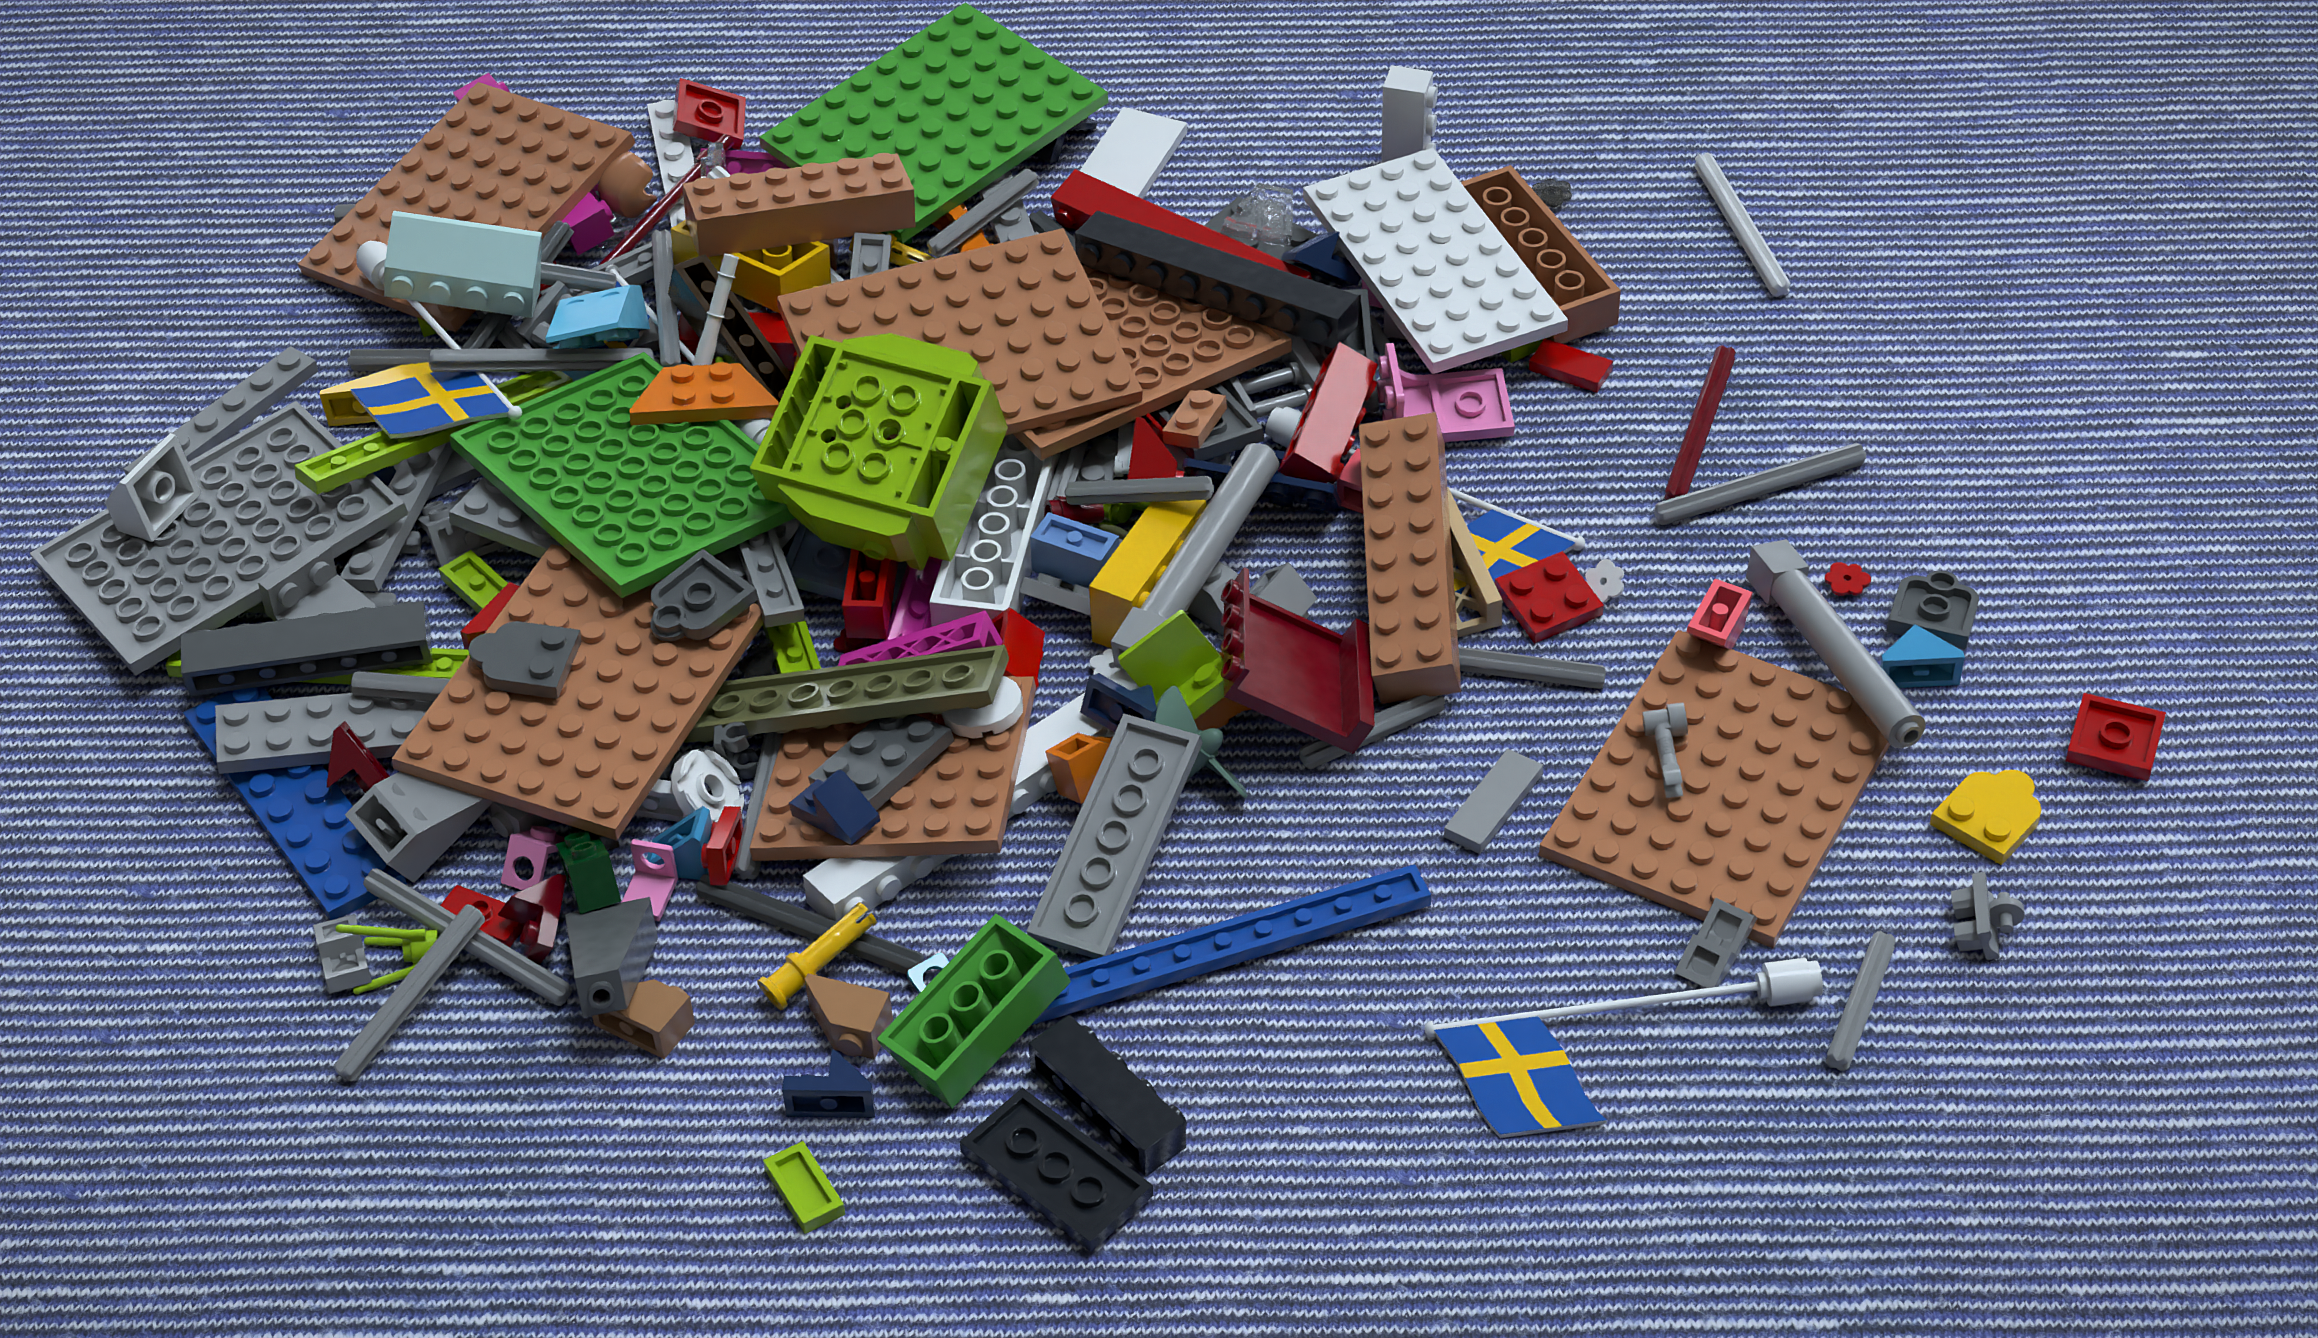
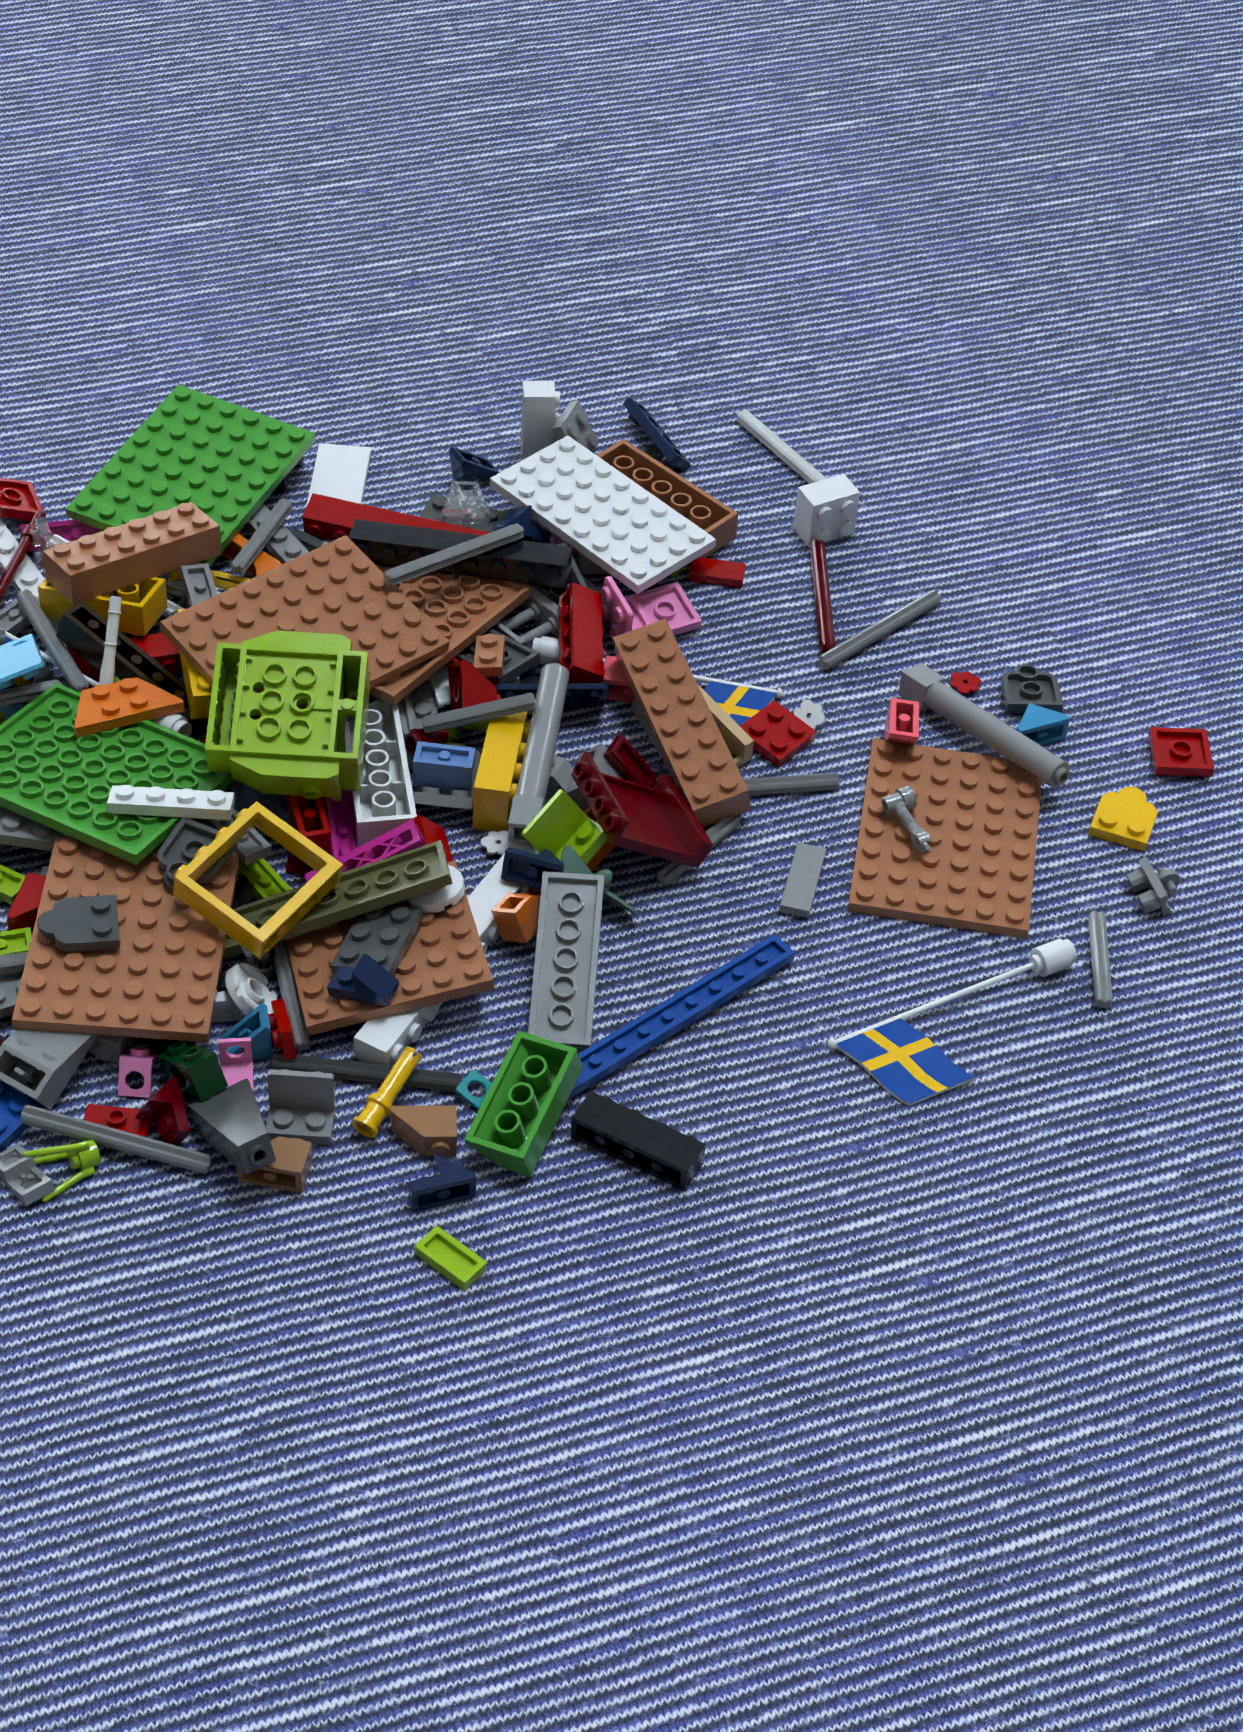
camera: 25 degrees left, 0 degrees up
(409, 993) = (94, 1190): light grey axle -> none
(695, 528) = (171, 802): none -> white plate
(703, 950) = (301, 1105): none -> light grey bracket
(780, 697) = (226, 919): none -> yellow window
(1056, 1169) = (625, 1200): black plate -> none
(1191, 277) = (453, 554): none -> light grey axle
(1299, 166) = (469, 466): none -> dark blue slope
(1322, 596) = (629, 762): none -> dark red tile
(1456, 142) = (576, 425): none -> light grey plate
(1571, 168) = (672, 455): none -> dark blue plate
(1716, 945) = (993, 943): light grey slope -> none
(1751, 307) = (826, 509): none -> white brick

